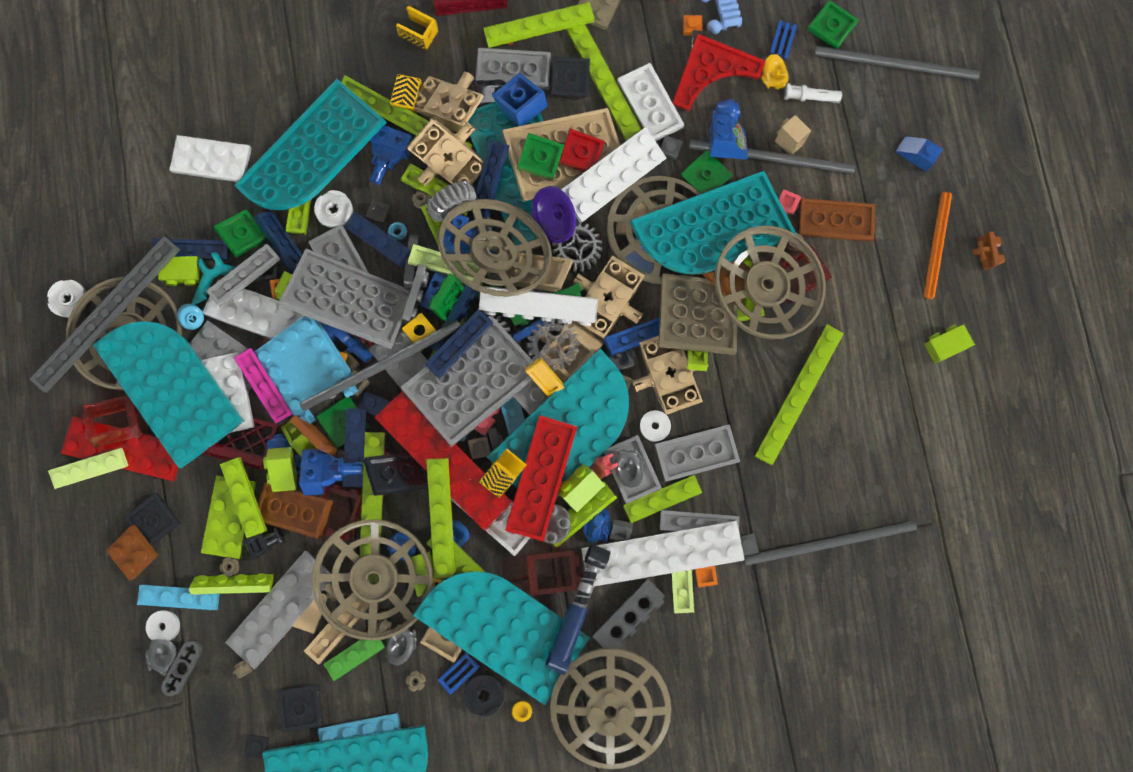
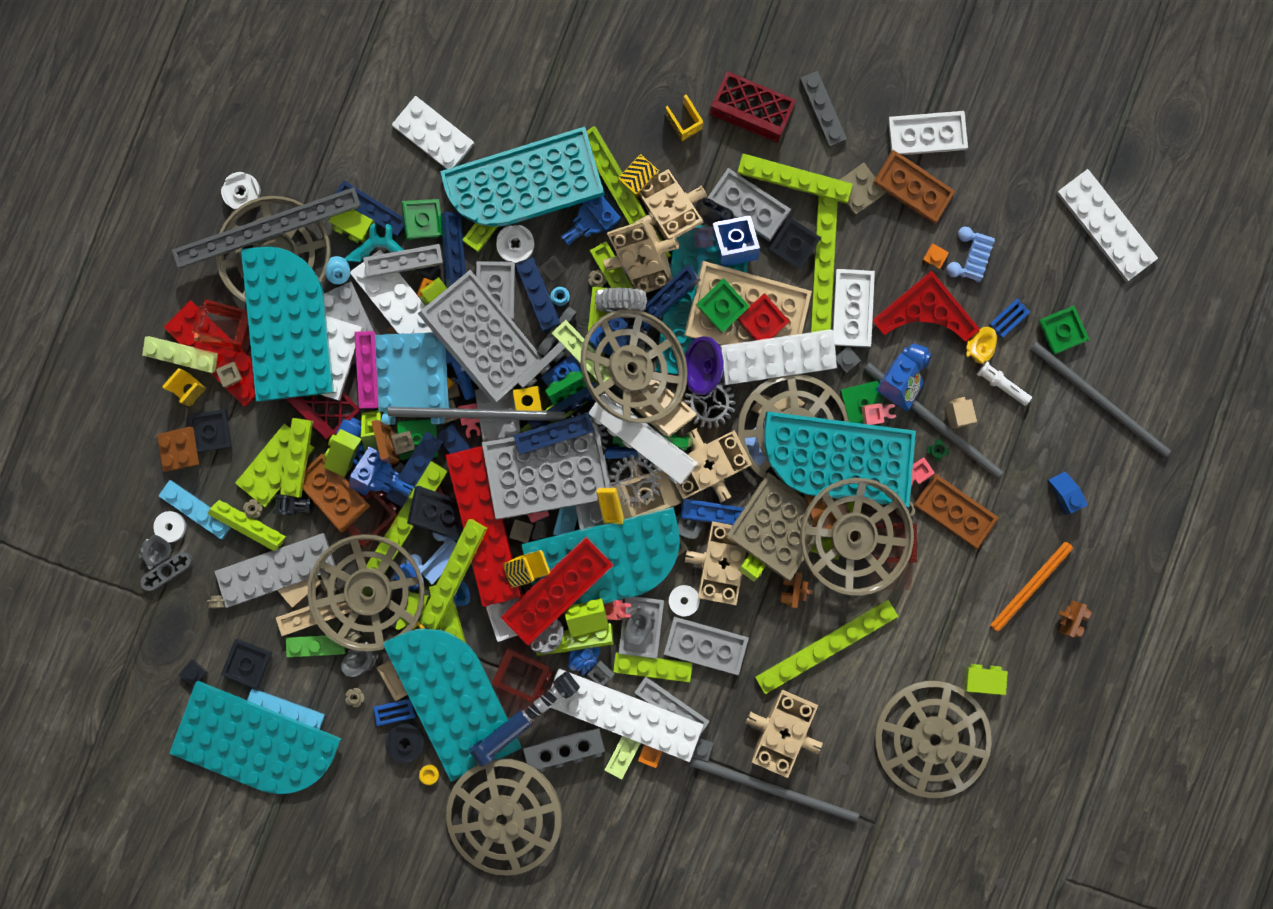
camera: 30 degrees right, 5 degrees up
(99, 494) = (177, 383): none -> yellow piece
(142, 459) = (229, 374): none -> dark tan plate
(331, 430) = (403, 442): none -> dark tan plate
(380, 378) = (471, 423): none -> coral plate
(421, 521) = (435, 565): none -> light blue gear
(491, 113) = (703, 237): none -> plate
(722, 175) = (875, 413): none -> coral plate
(746, 368) = (792, 598): none -> dark orange hips
(791, 173) = (937, 455): none -> dark green plate
(810, 468) = (780, 752): none -> tan slope
(926, 422) = (921, 736): none -> dark tan dish

